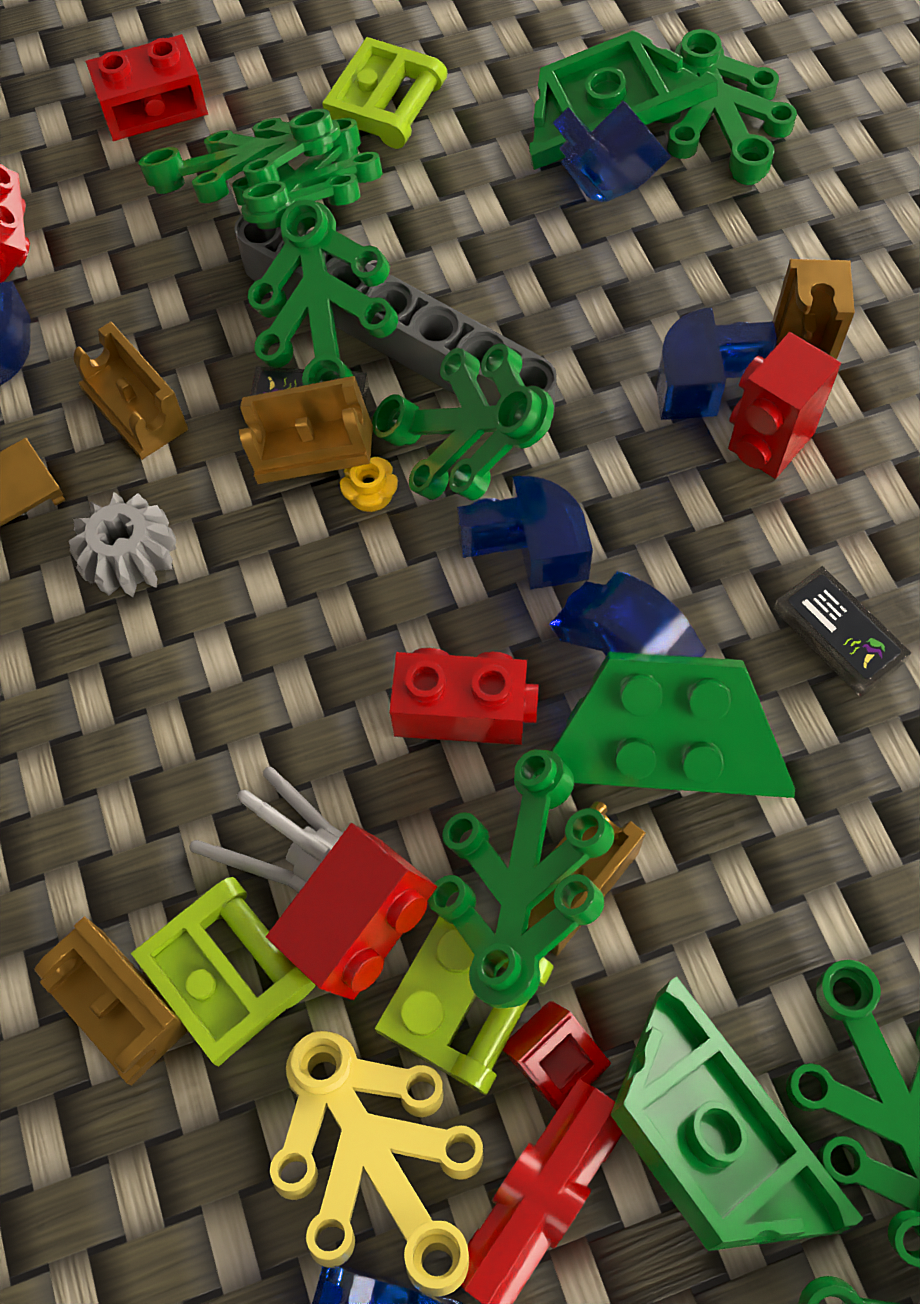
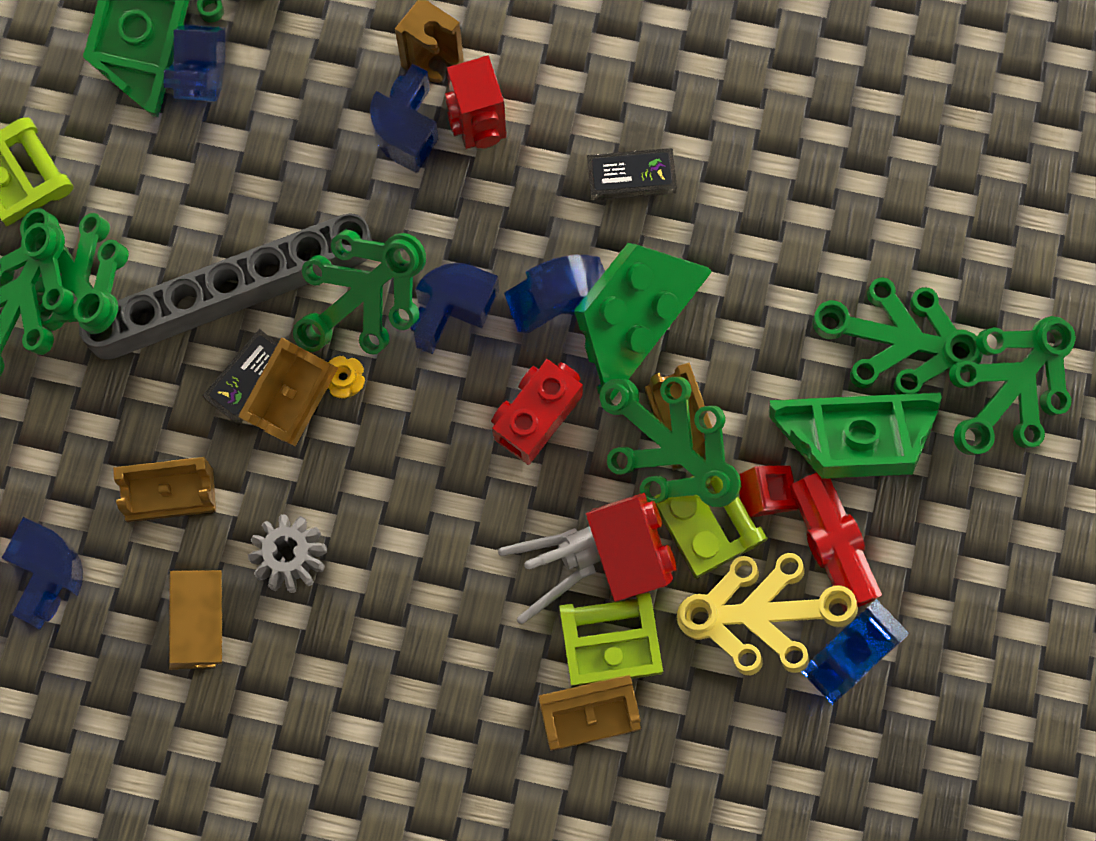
camera: 60 degrees left, 10 degrees up
(317, 291) = (188, 321): green plant -> none

